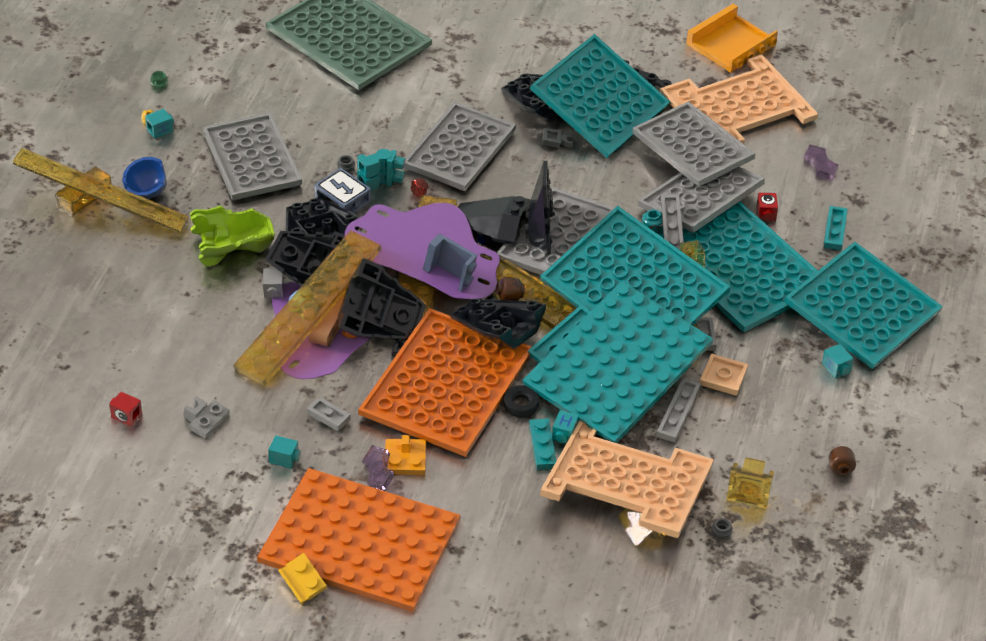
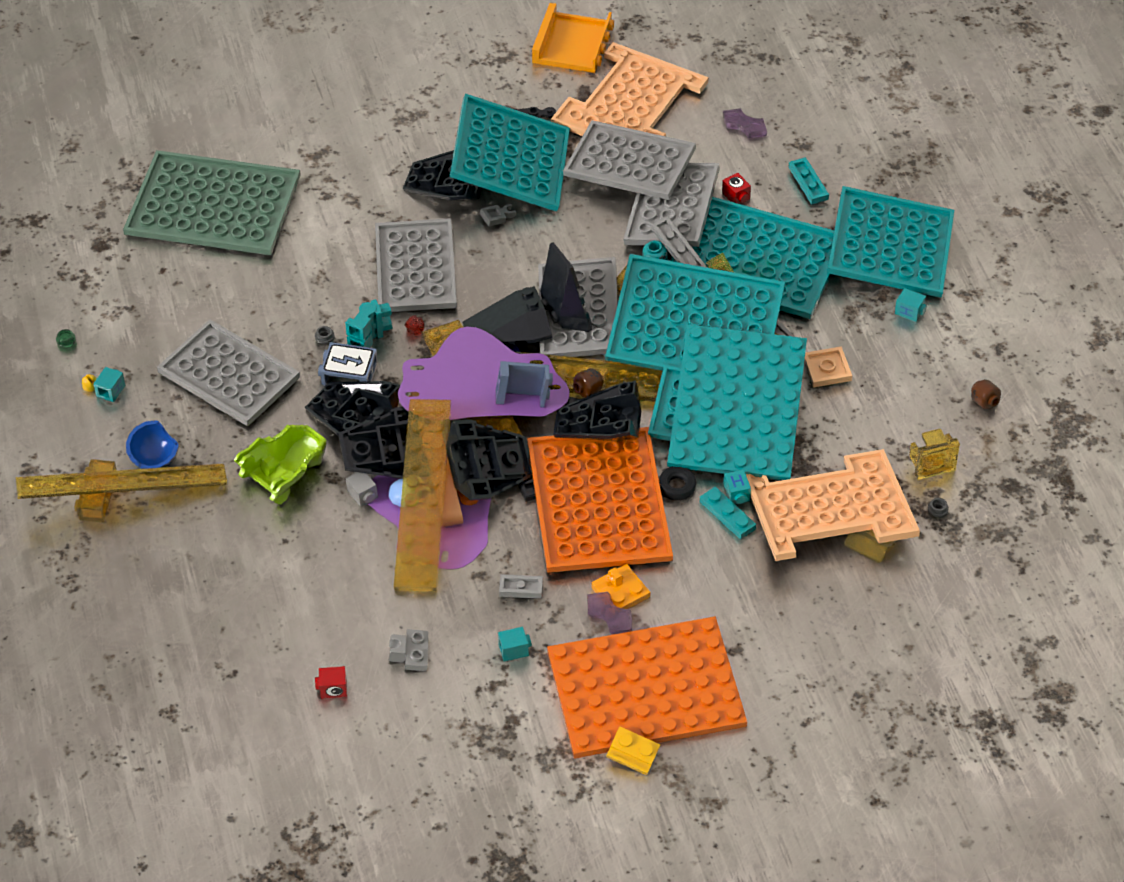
camera: 30 degrees left, 5 degrees up
(678, 410) = (817, 420): light grey plate -> none

